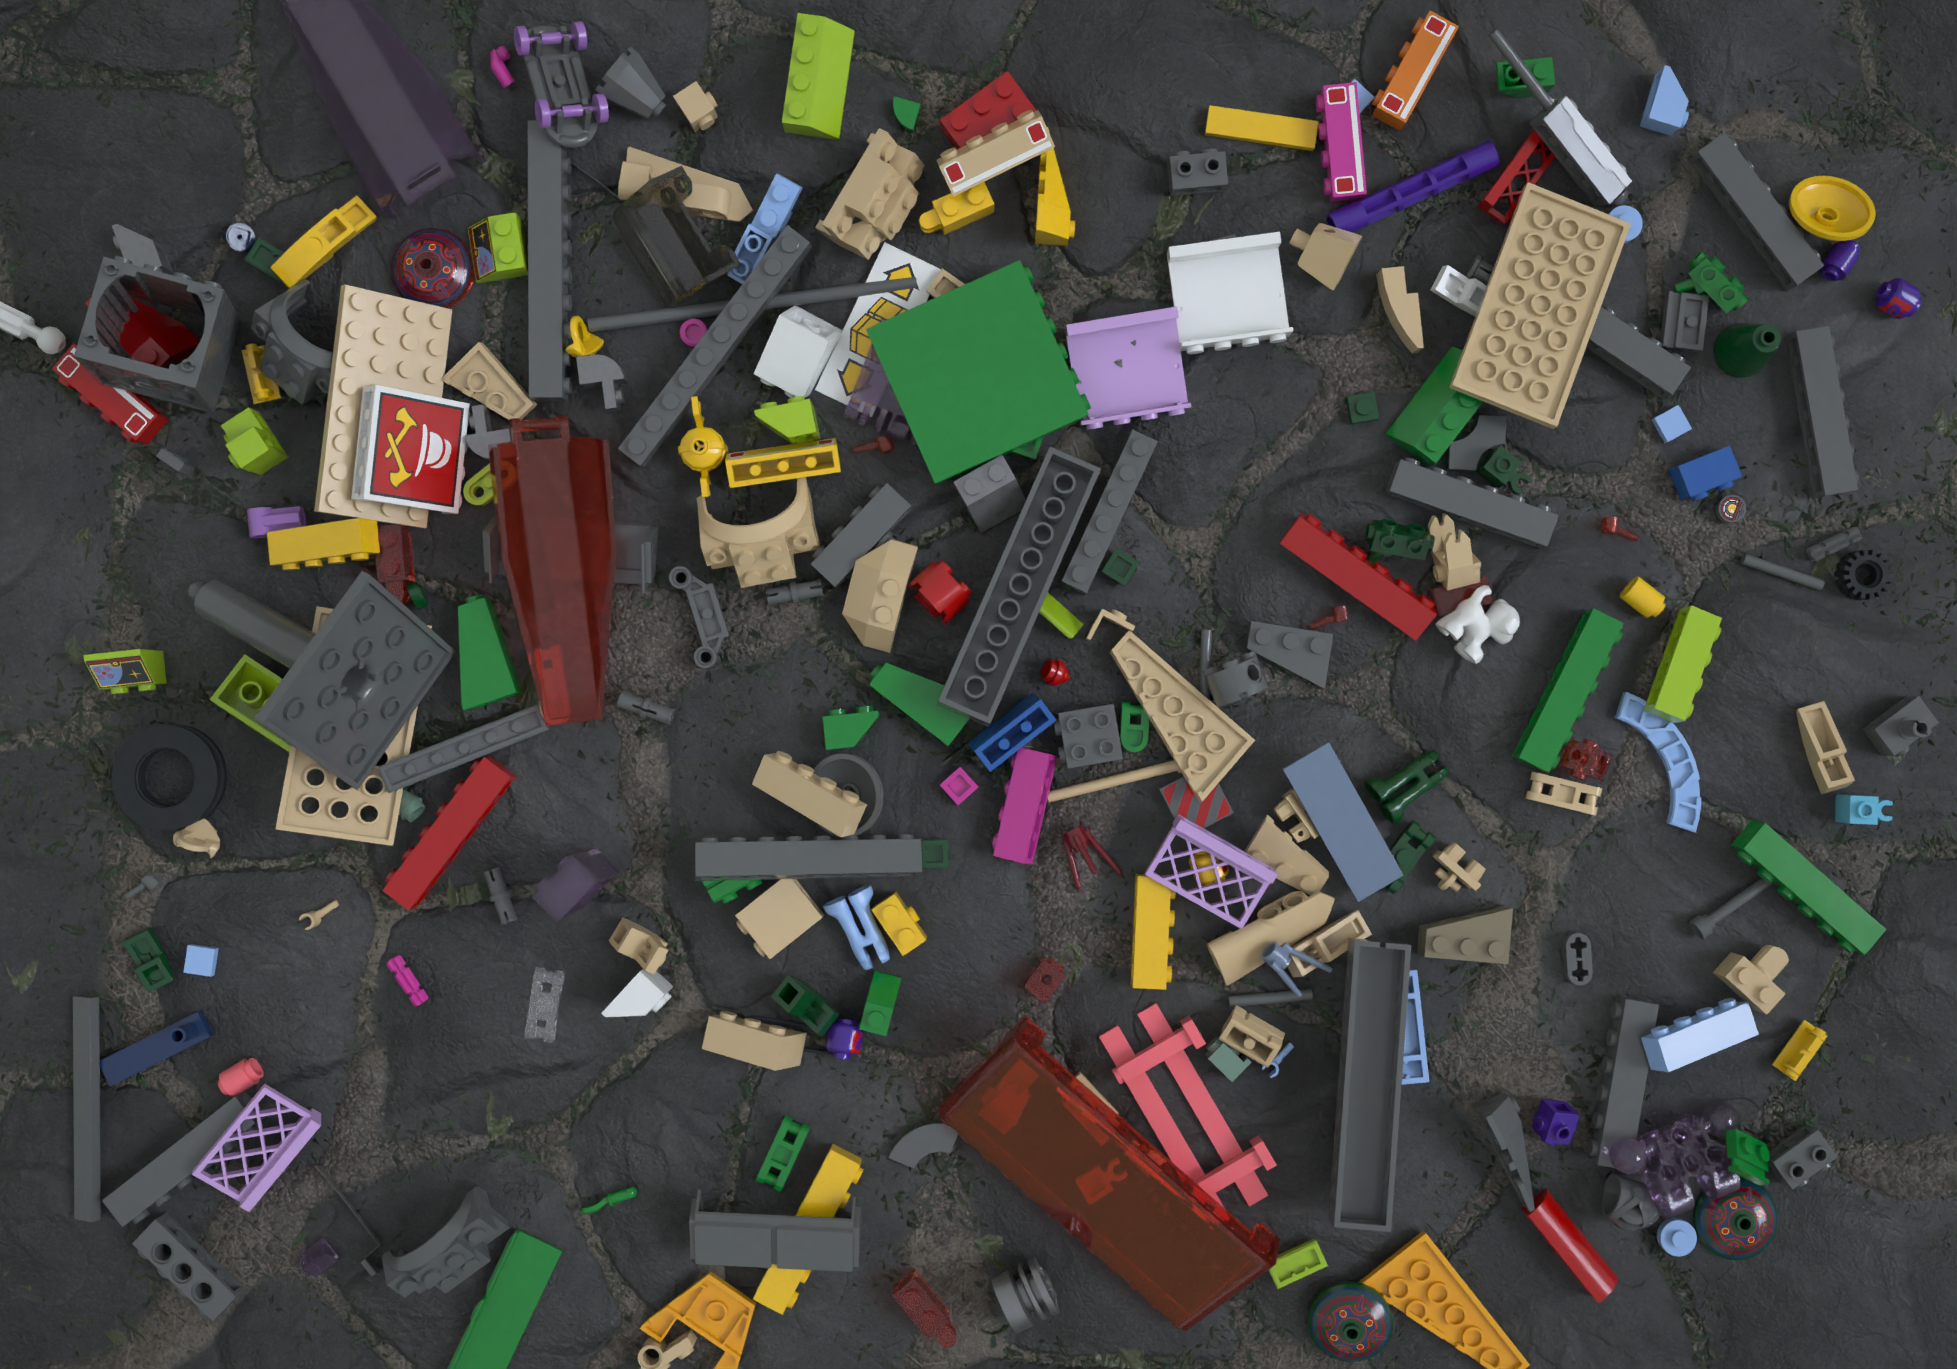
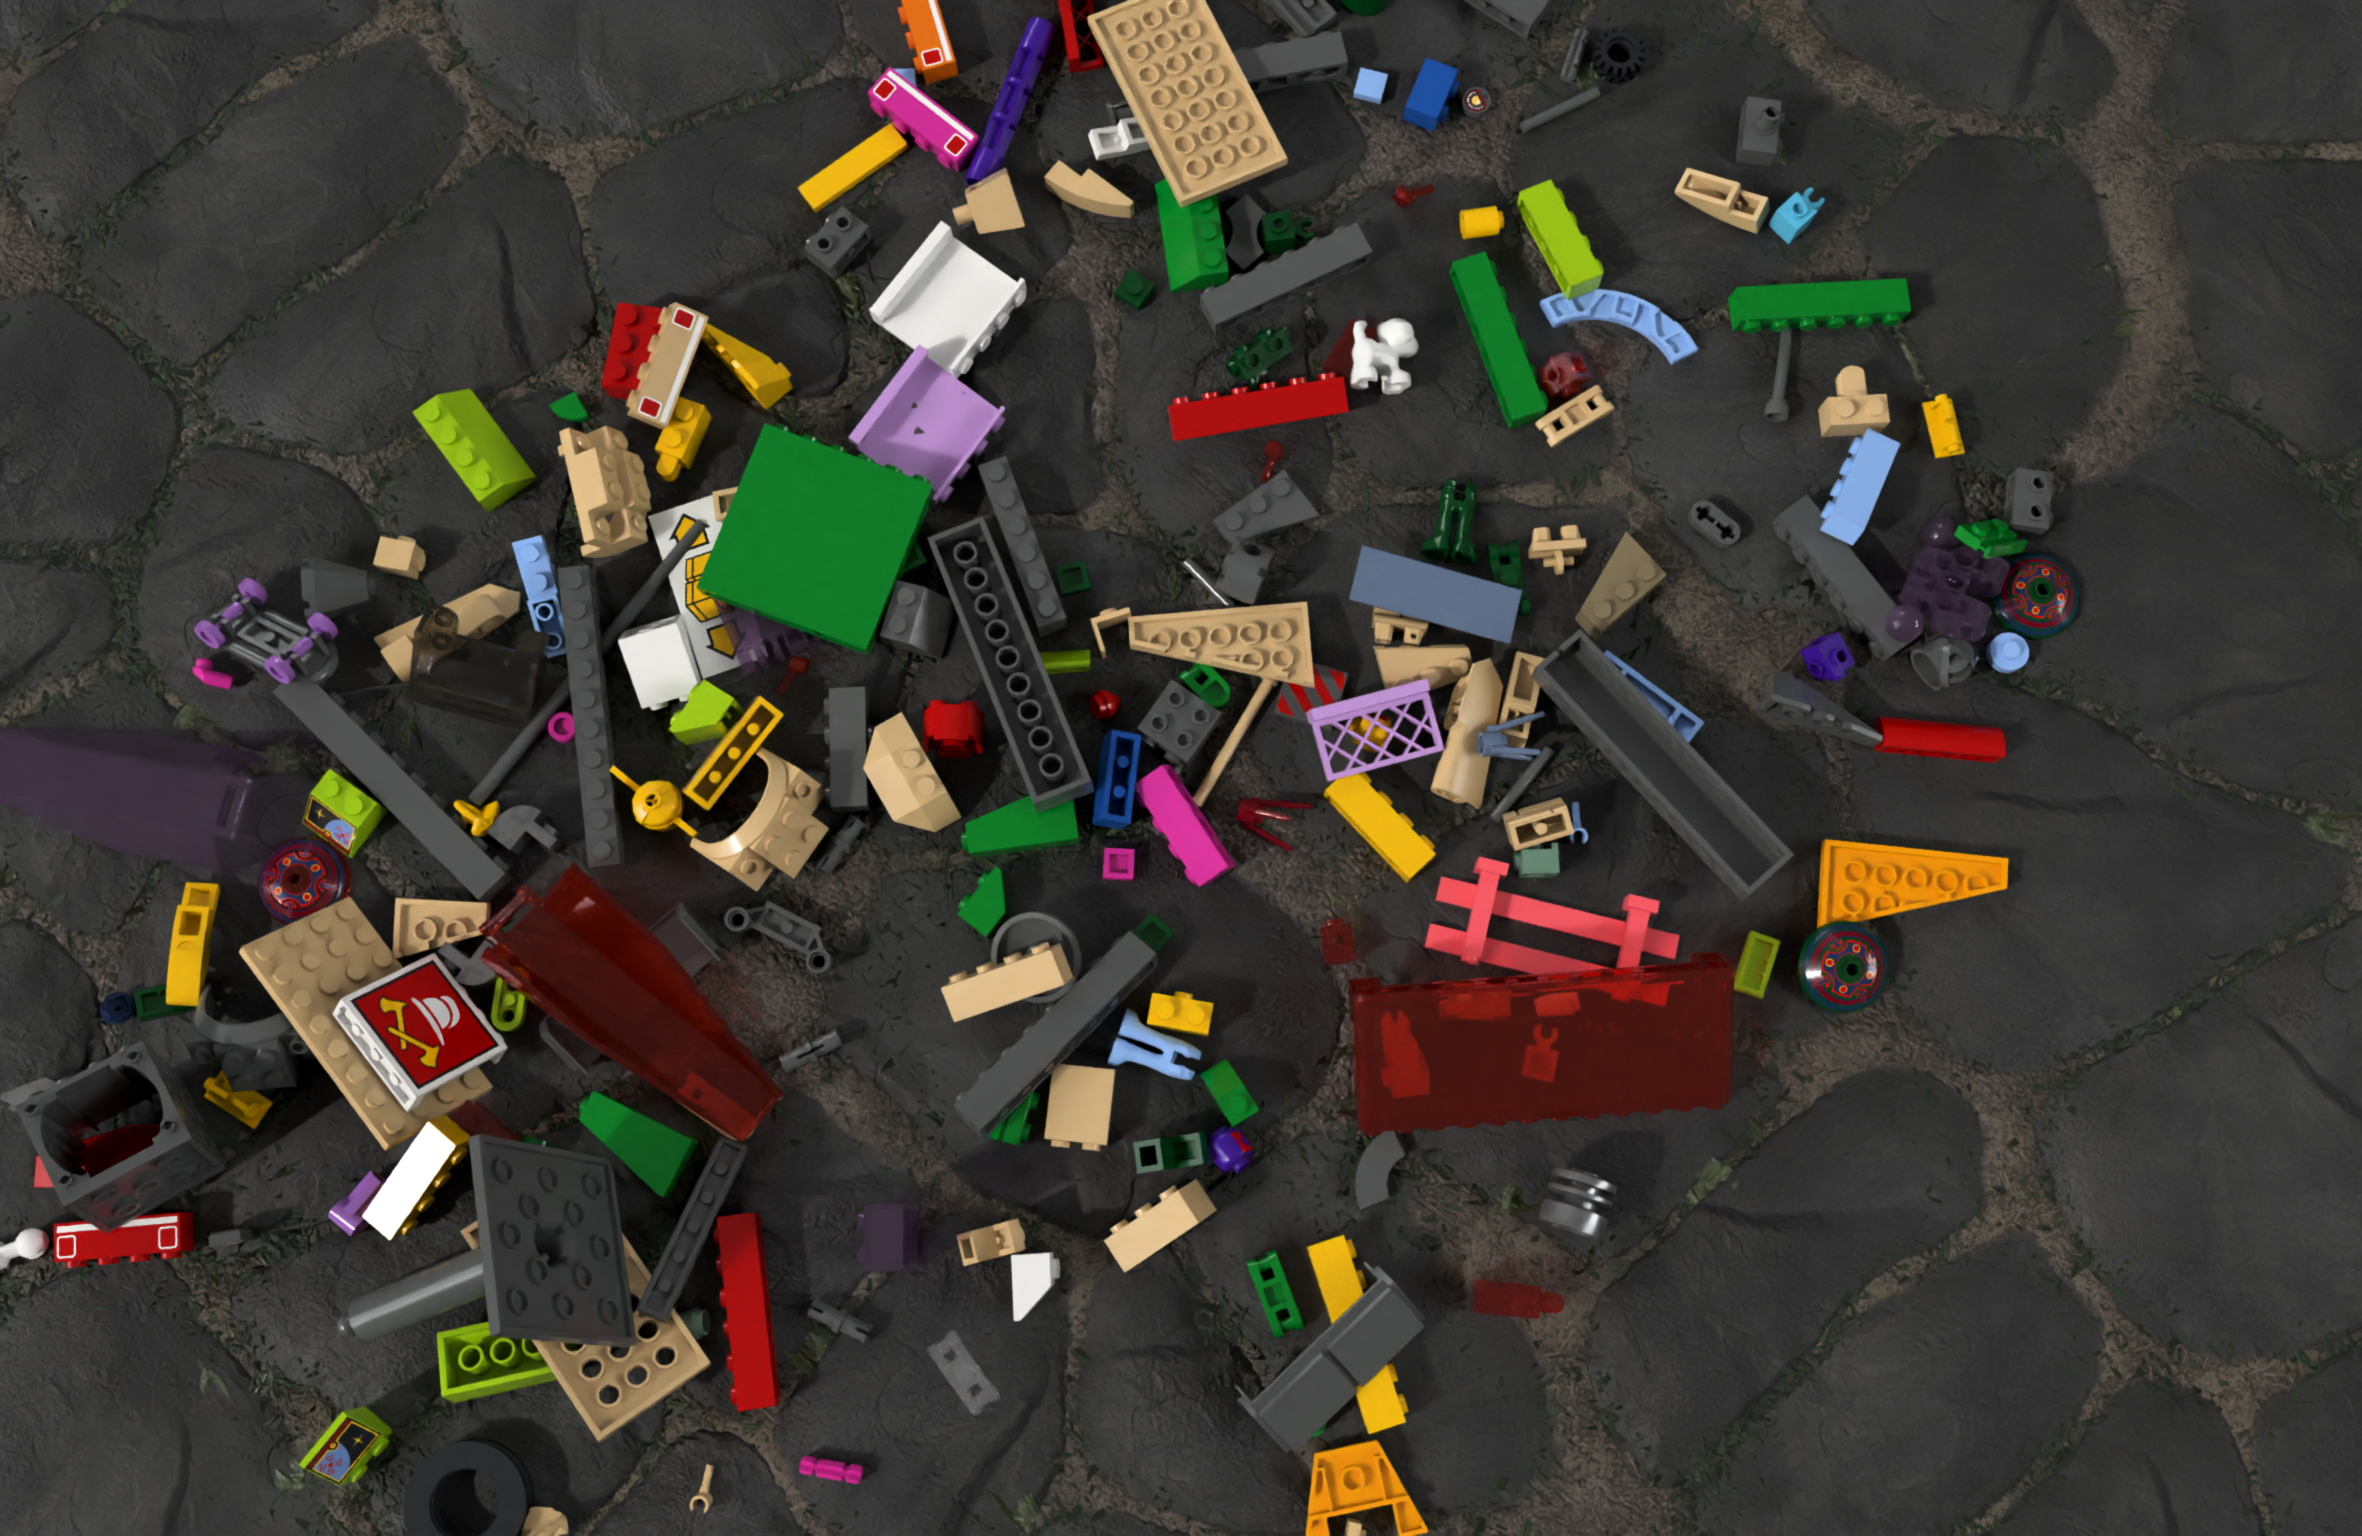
camera: 45 degrees left, 10 degrees down
(252, 443) = (282, 1158): lime brick -> none
(612, 1198) = (1176, 1476): green piece -> none
(1452, 558) = (1311, 325): tan piece -> none

